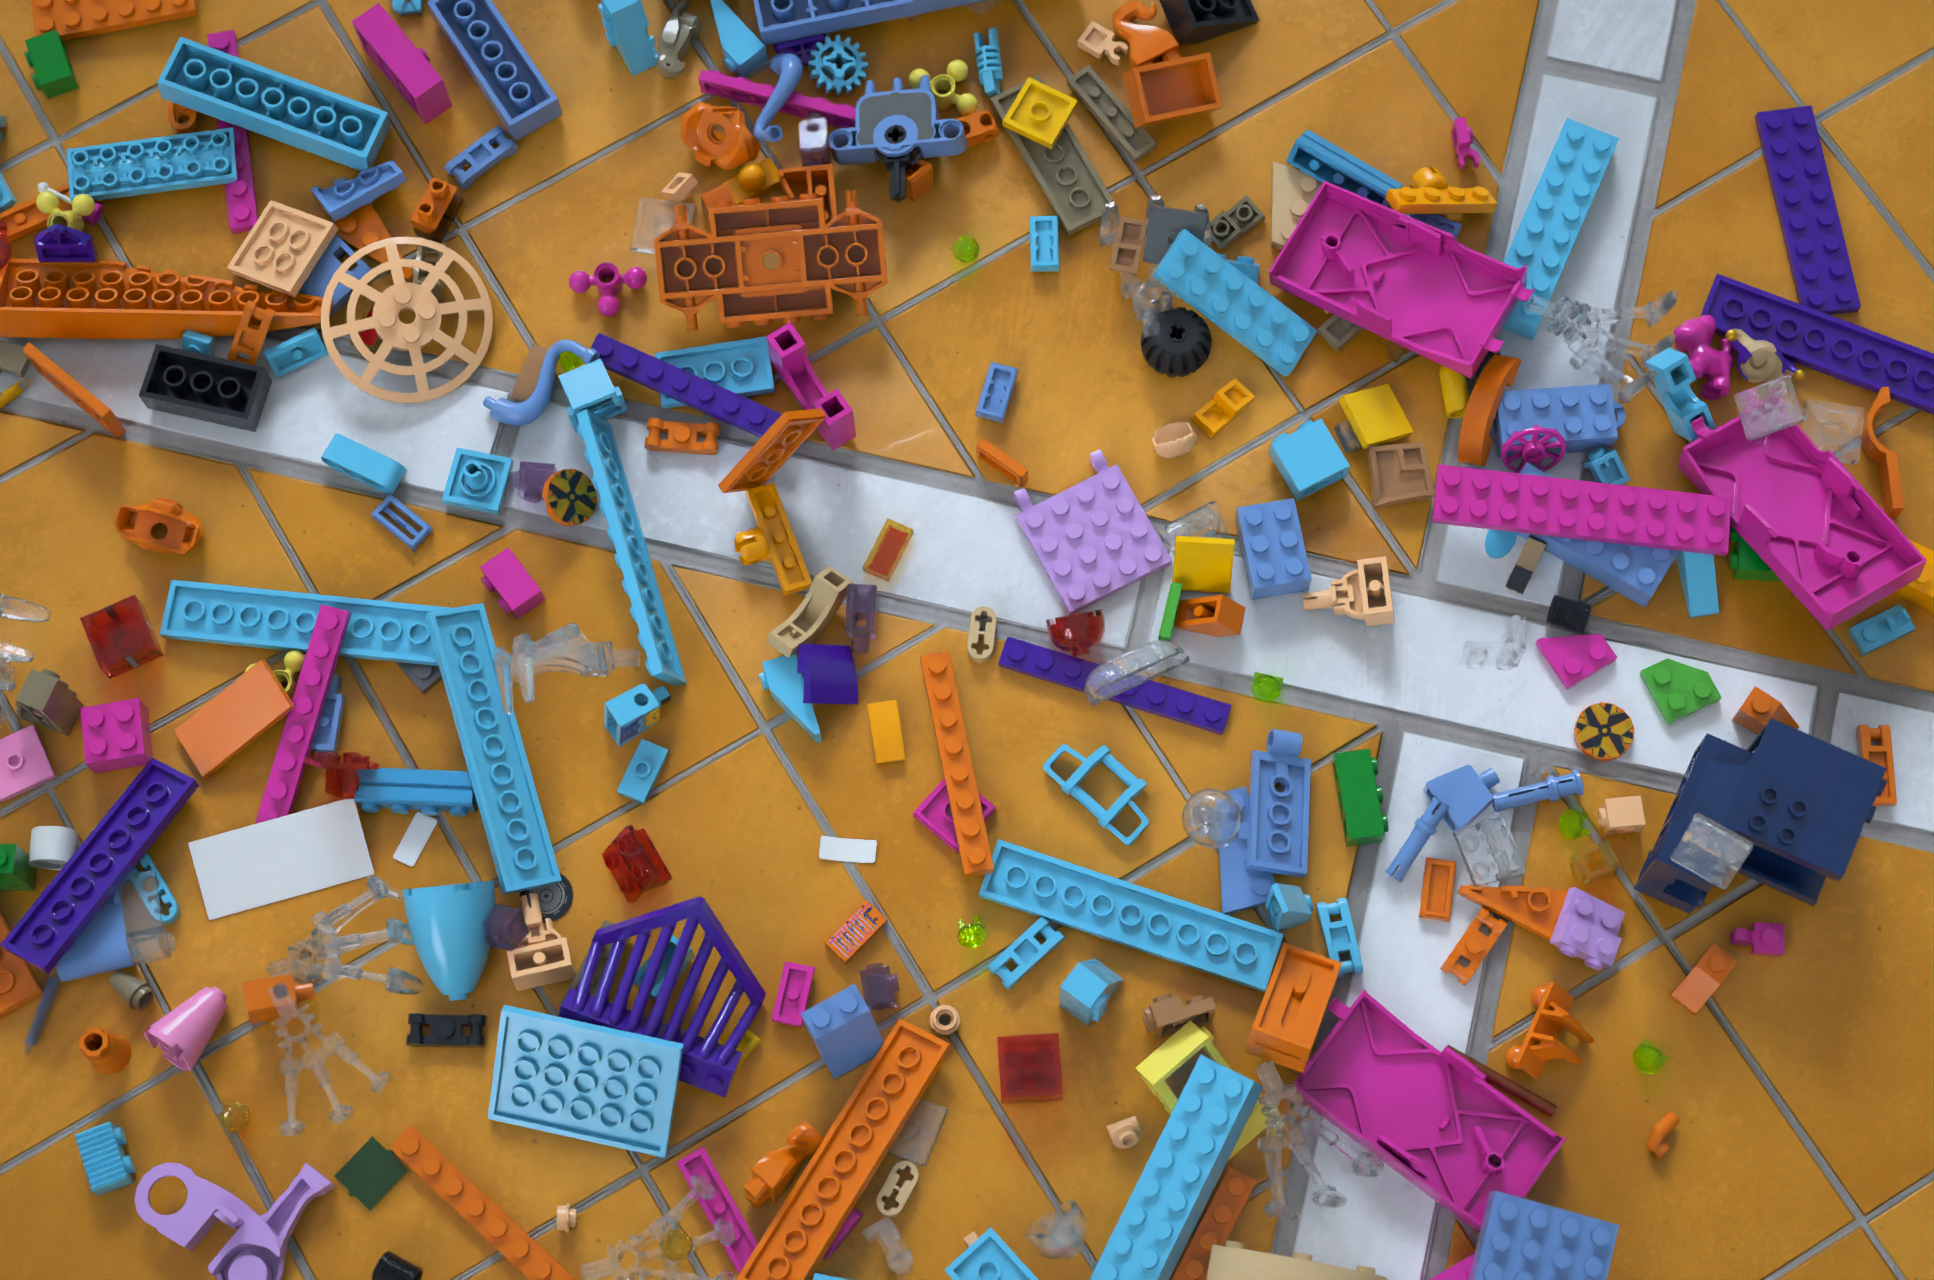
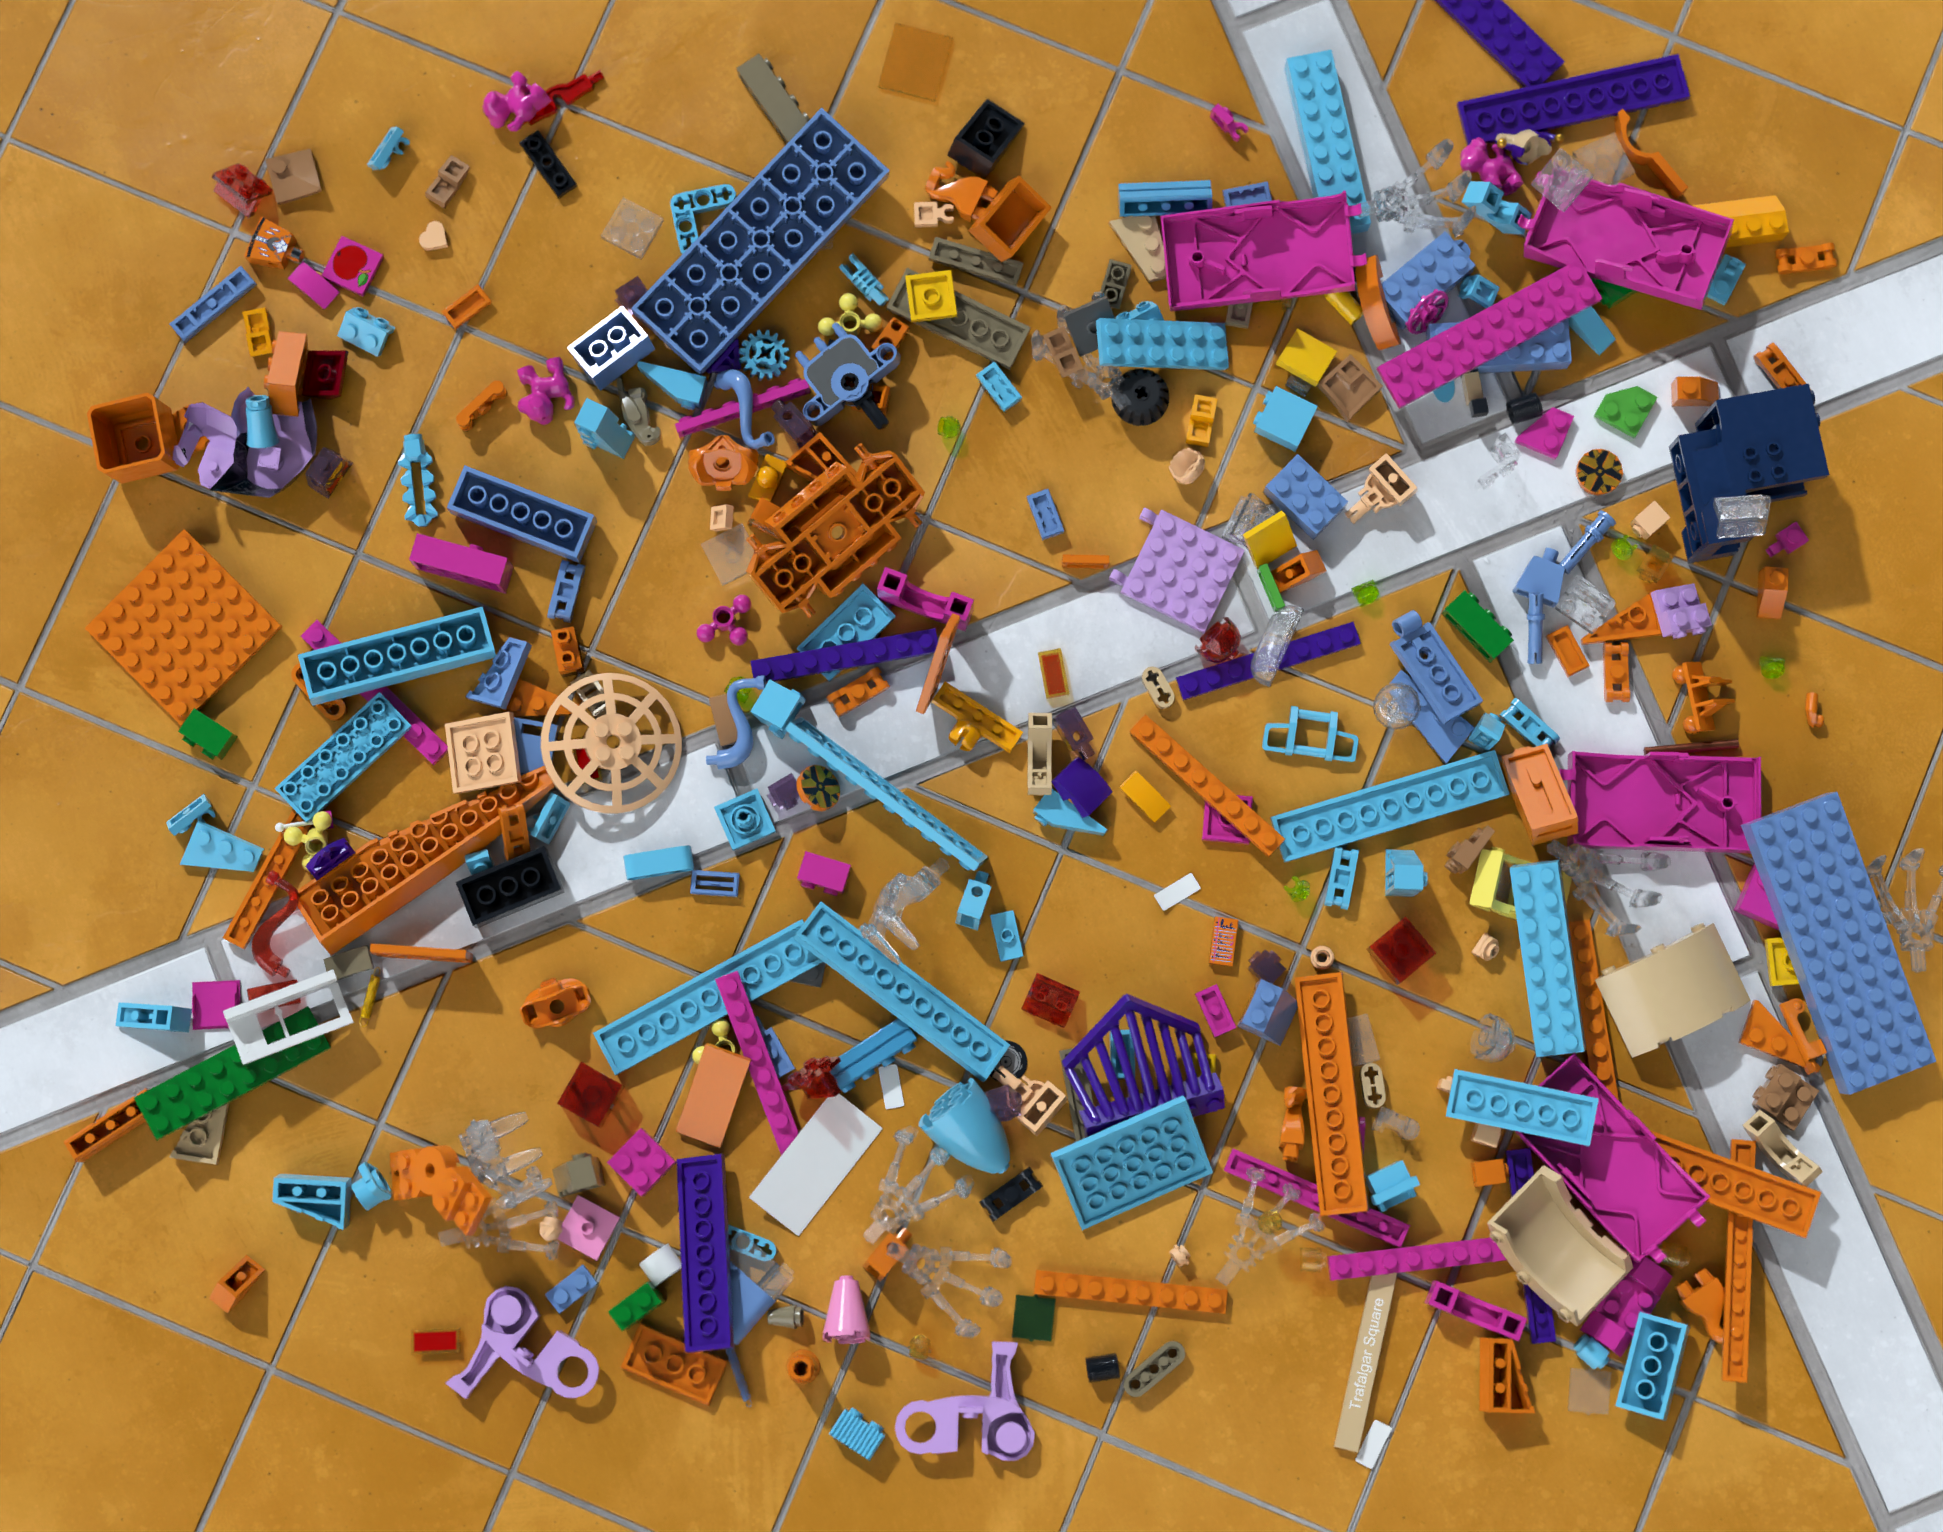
camera: 40 degrees left, 10 degrees up
(1435, 196) = (1239, 174): light orange plate -> none

